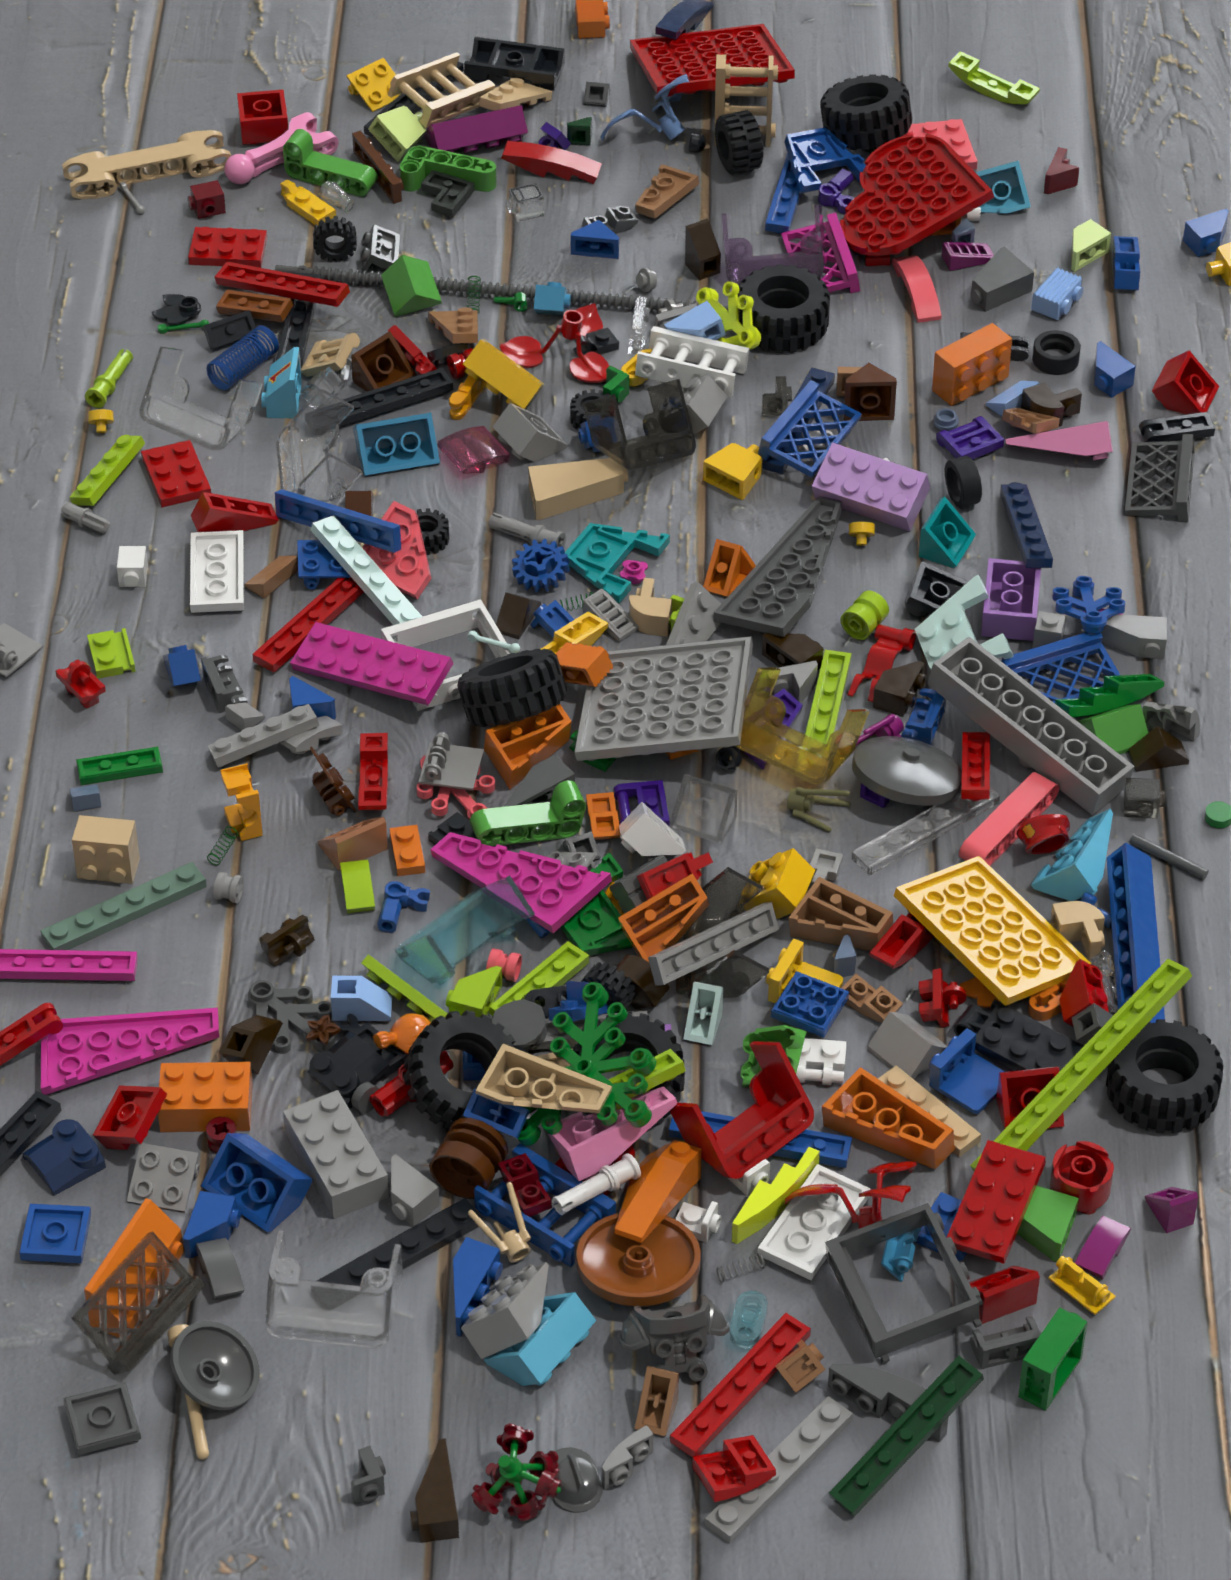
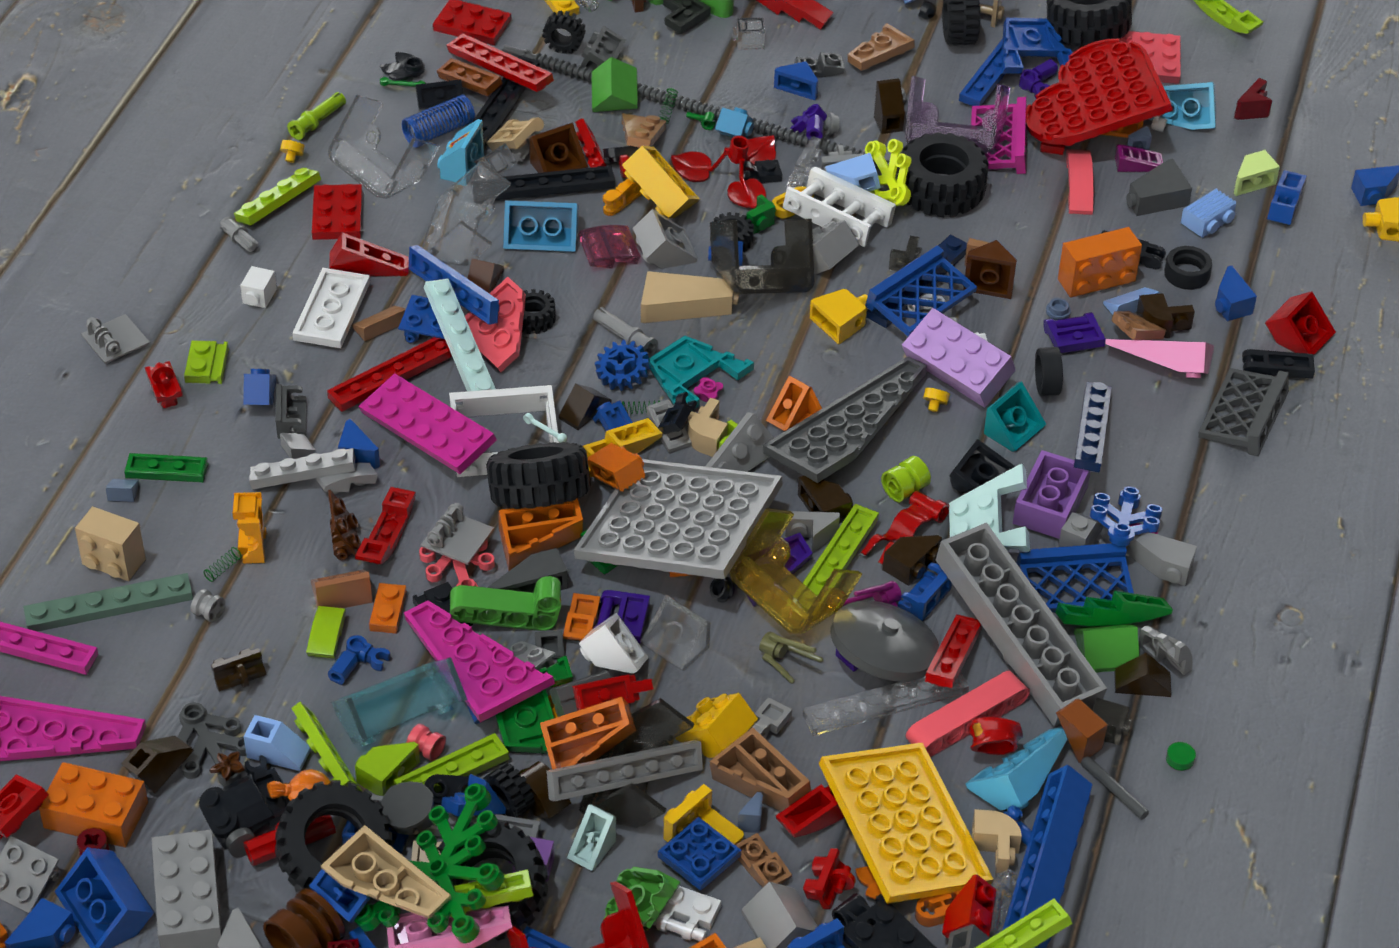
camera: 15 degrees right, 0 degrees up
(619, 603) = (676, 417): none -> black plate
(629, 277) = (812, 119): none -> dark purple bar
(1124, 808) = (1083, 728): none -> dark orange slope

